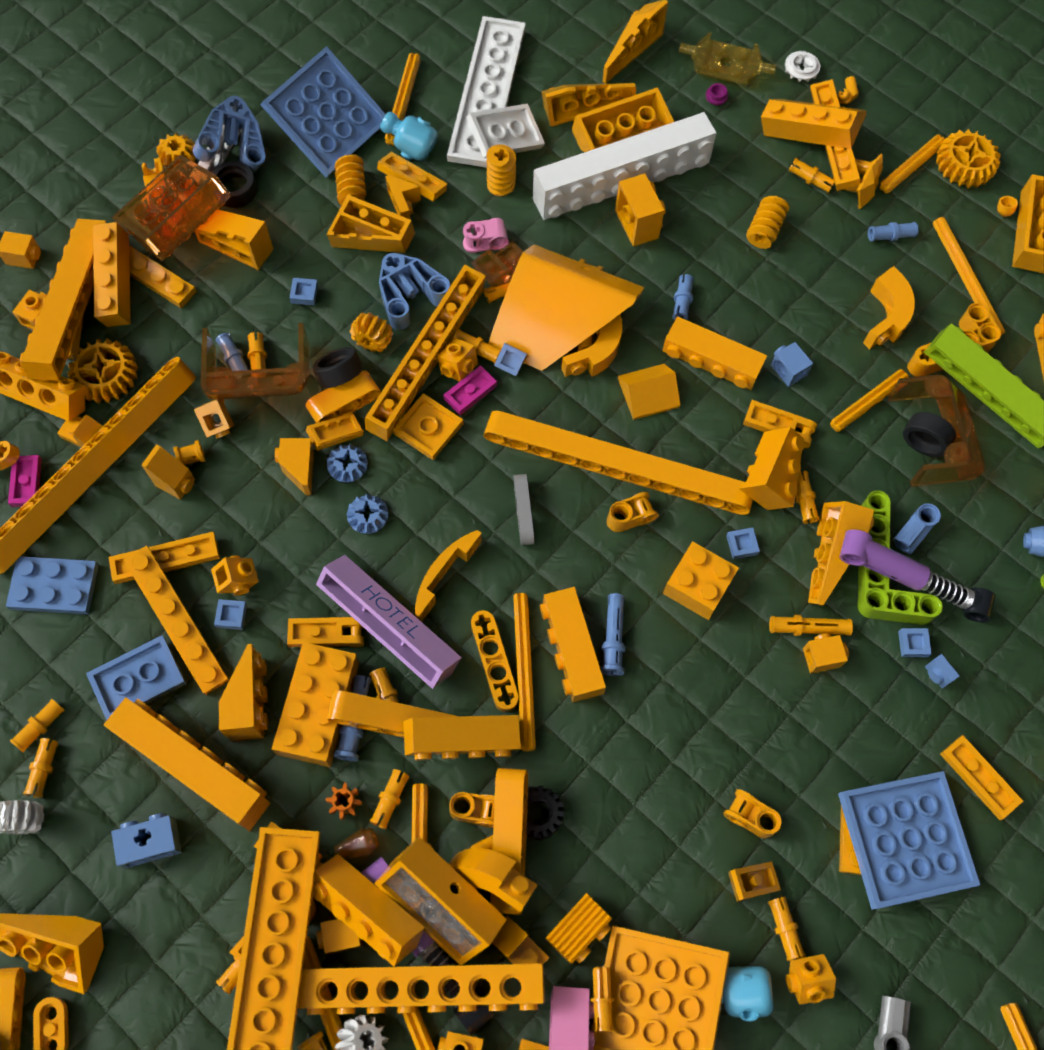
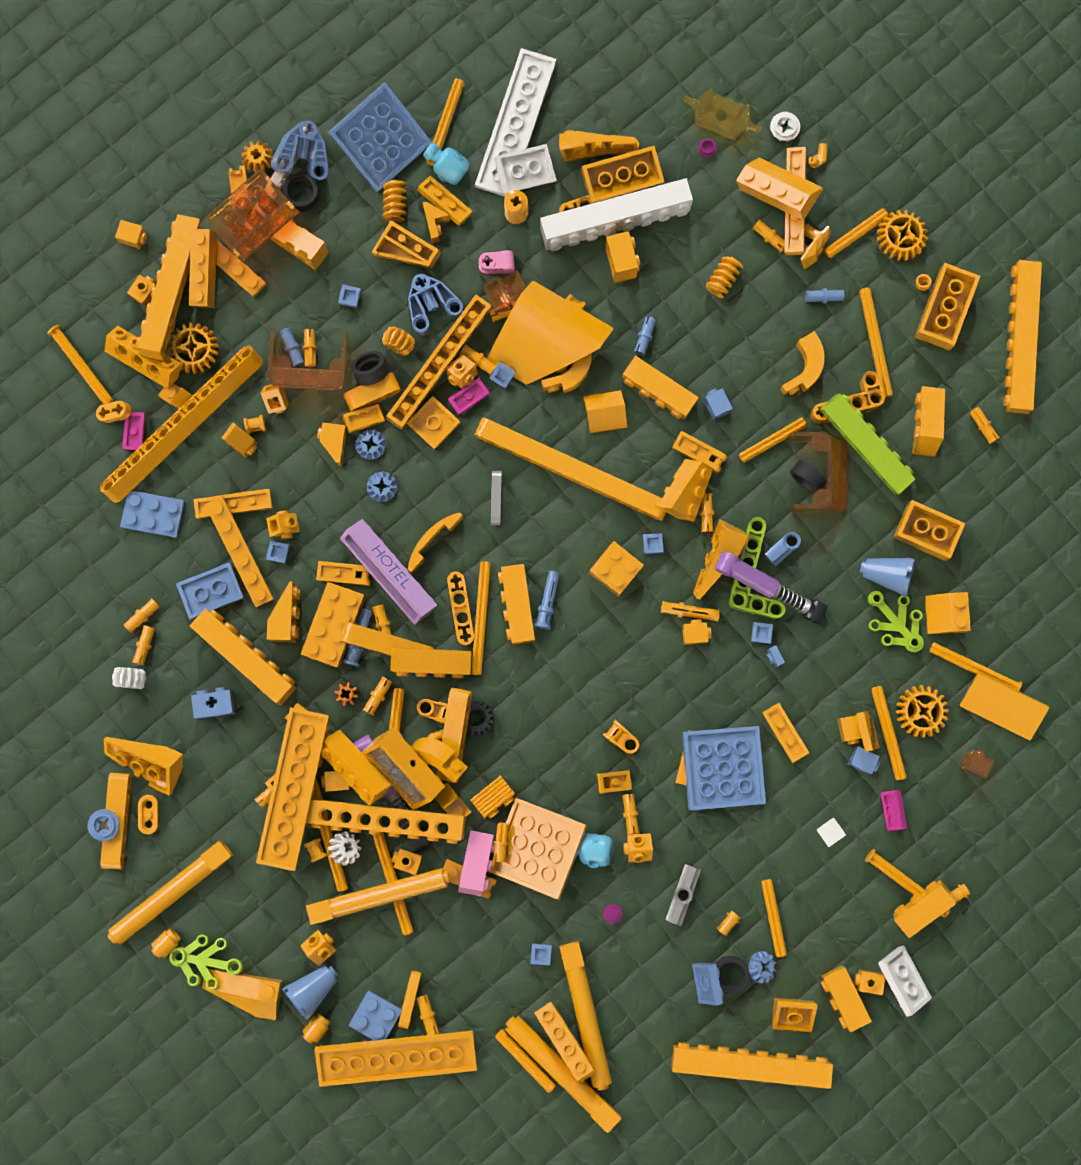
camera: 10 degrees right, 15 degrees up
(358, 844) = (354, 723): clear orange cone -> none
(636, 511) = (577, 510): light orange piece -> none
(641, 32) = (653, 78): light orange wedge -> none

